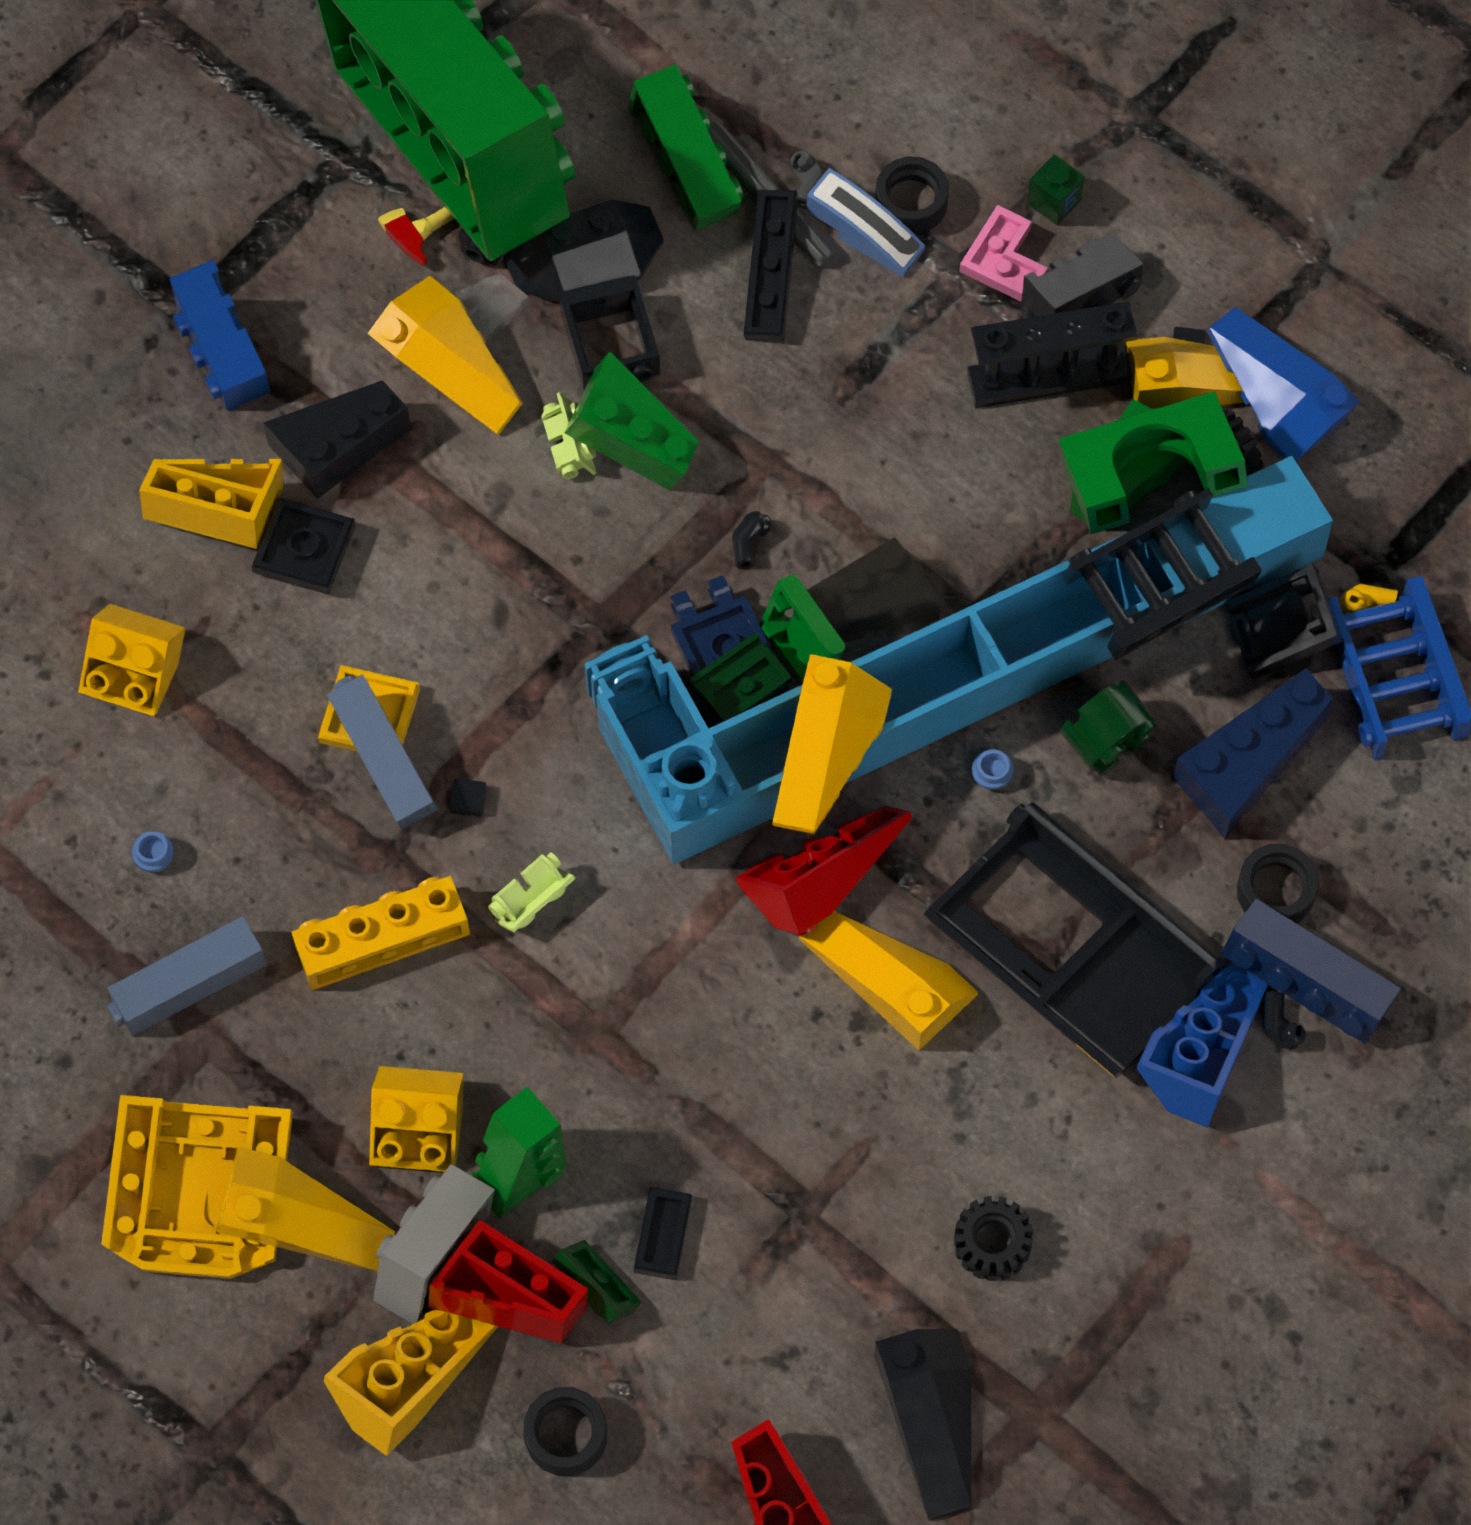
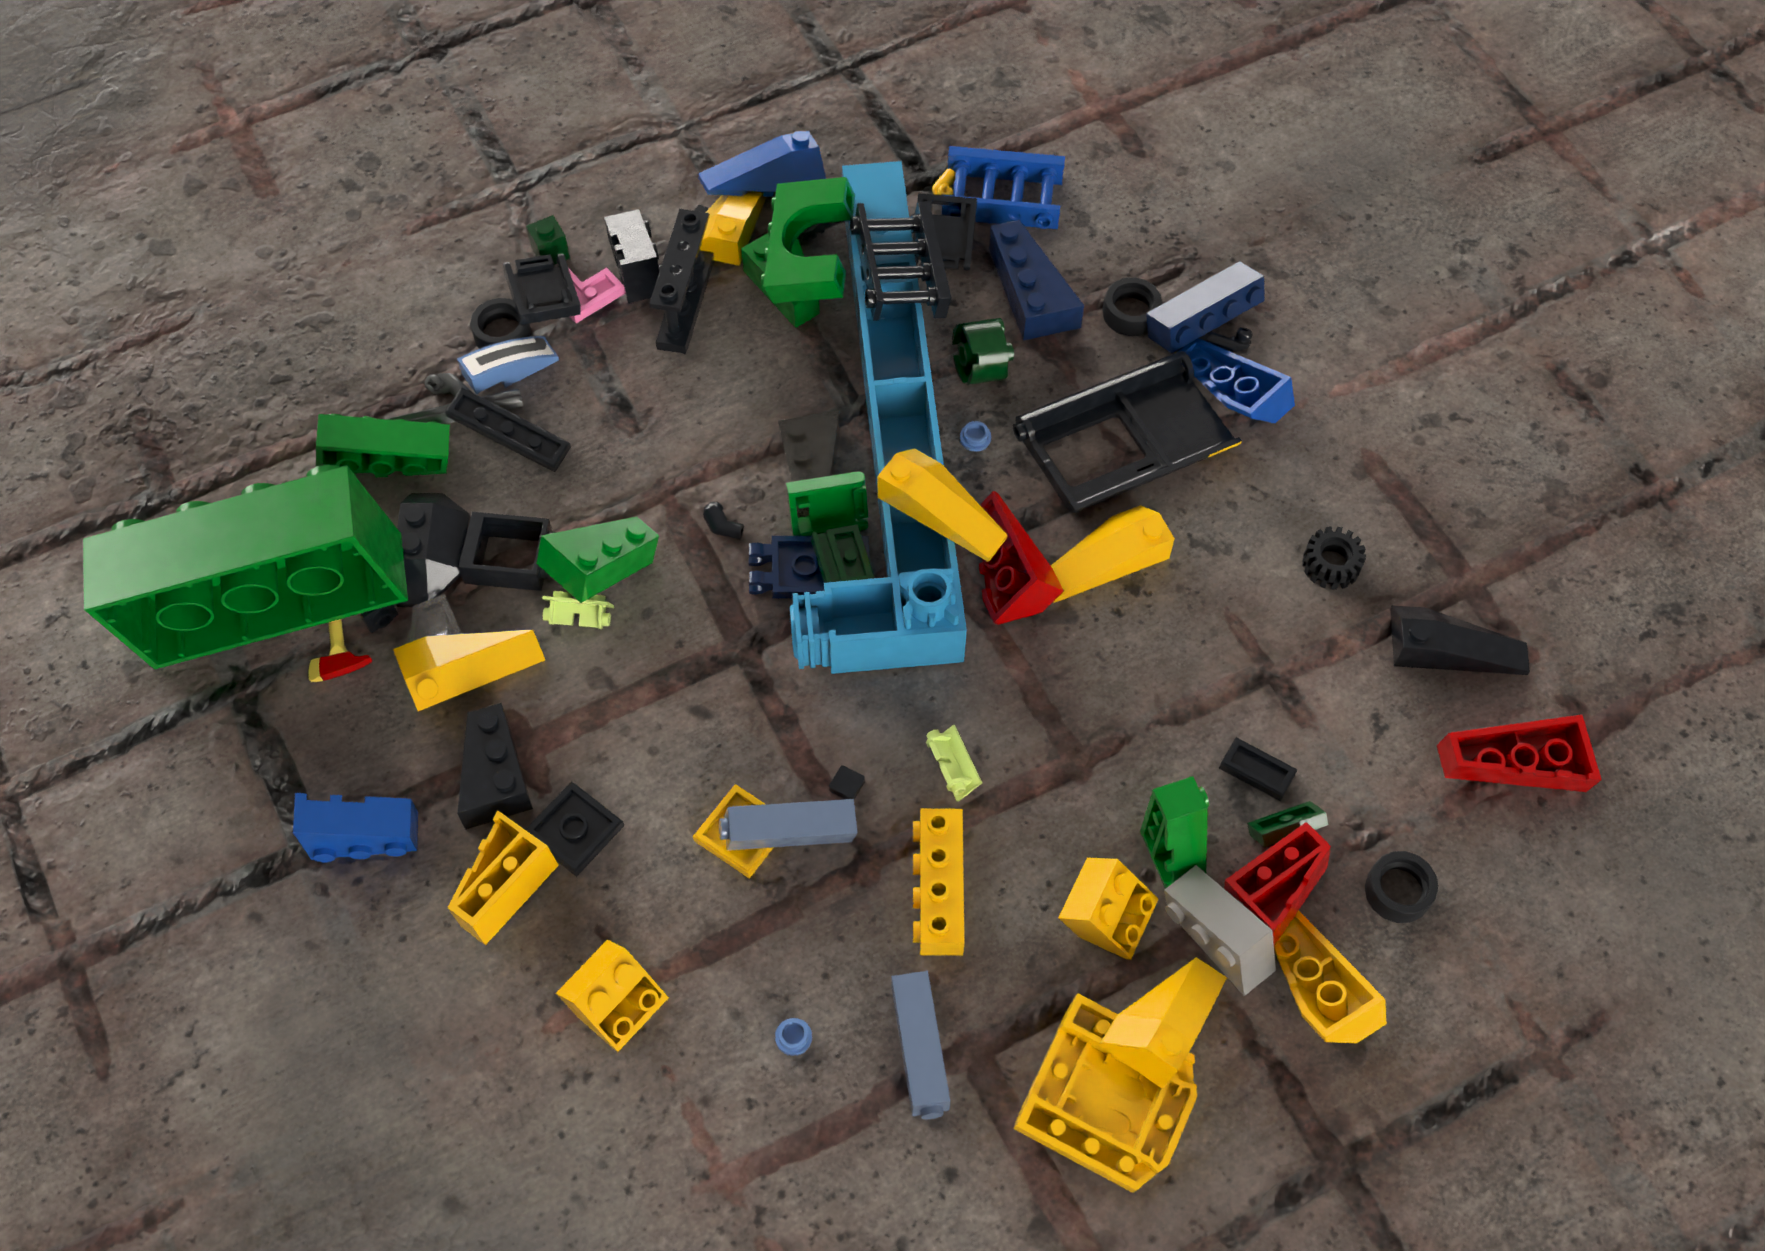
camera: 70 degrees left, 5 degrees down
(979, 207) = (542, 290): none -> black container

